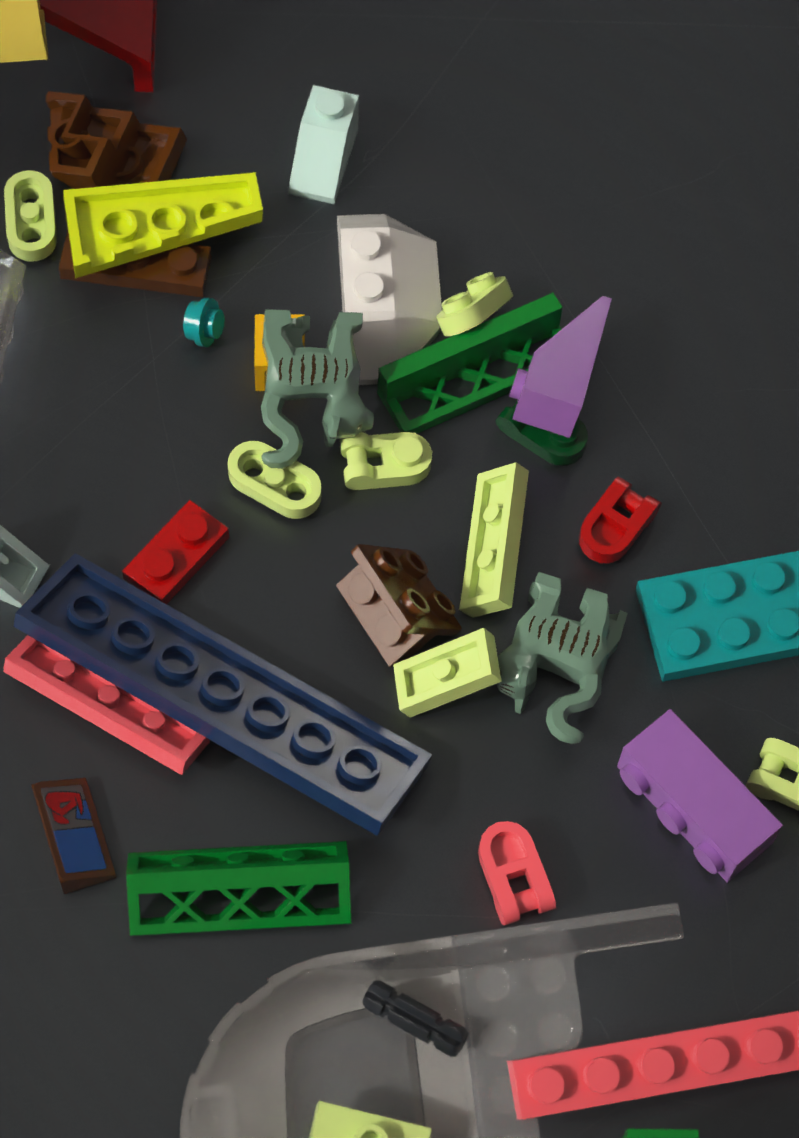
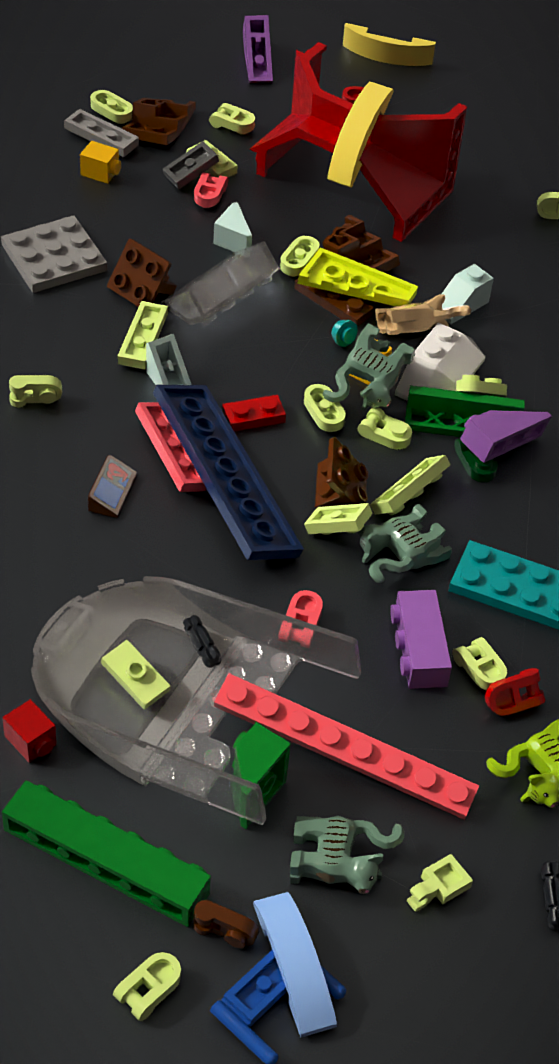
camera: 35 degrees right, 15 degrees down
(238, 869) = (170, 538): green fence -> none
(295, 233) = (417, 316): none -> tan animal
(609, 534) = (471, 511): red plate -> none

